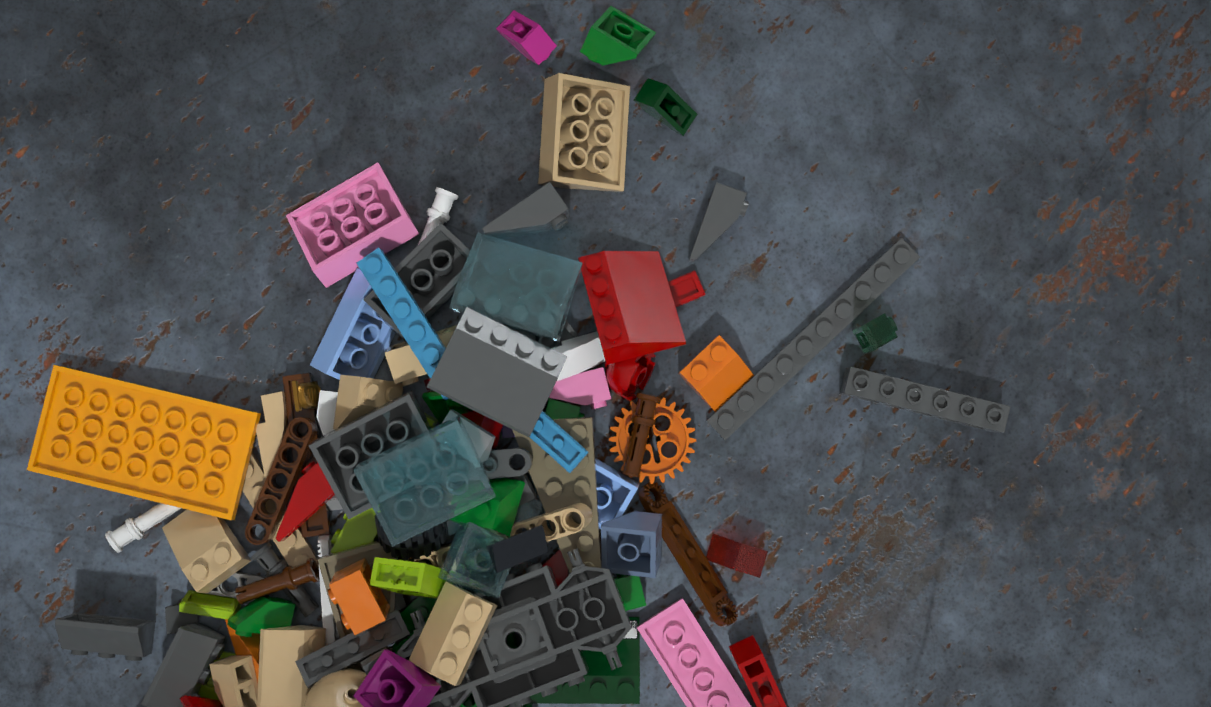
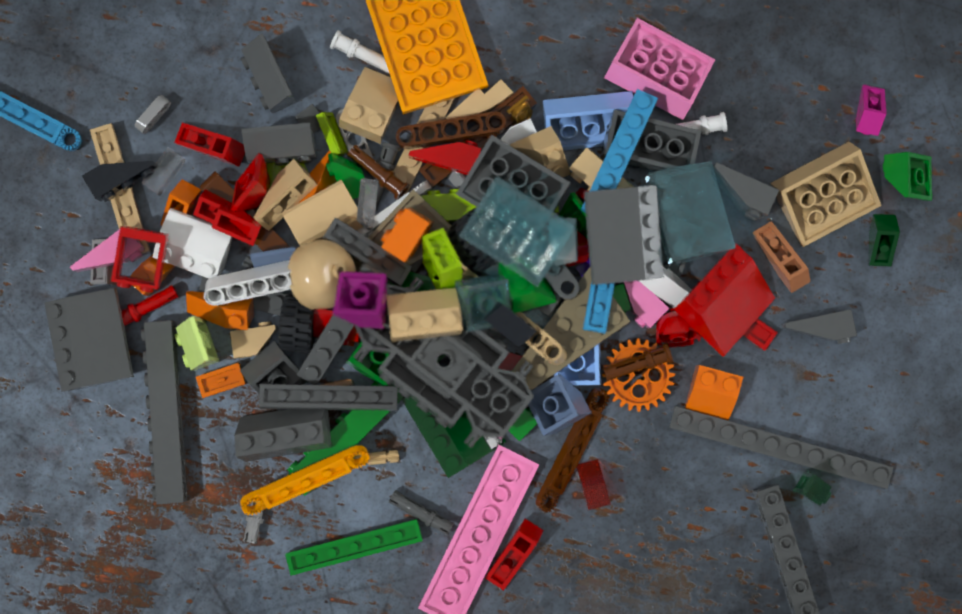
camera: 55 degrees right, 0 degrees up
(302, 615) = (367, 202): none -> clear slope
(621, 218) = (782, 257): none -> nougat slope

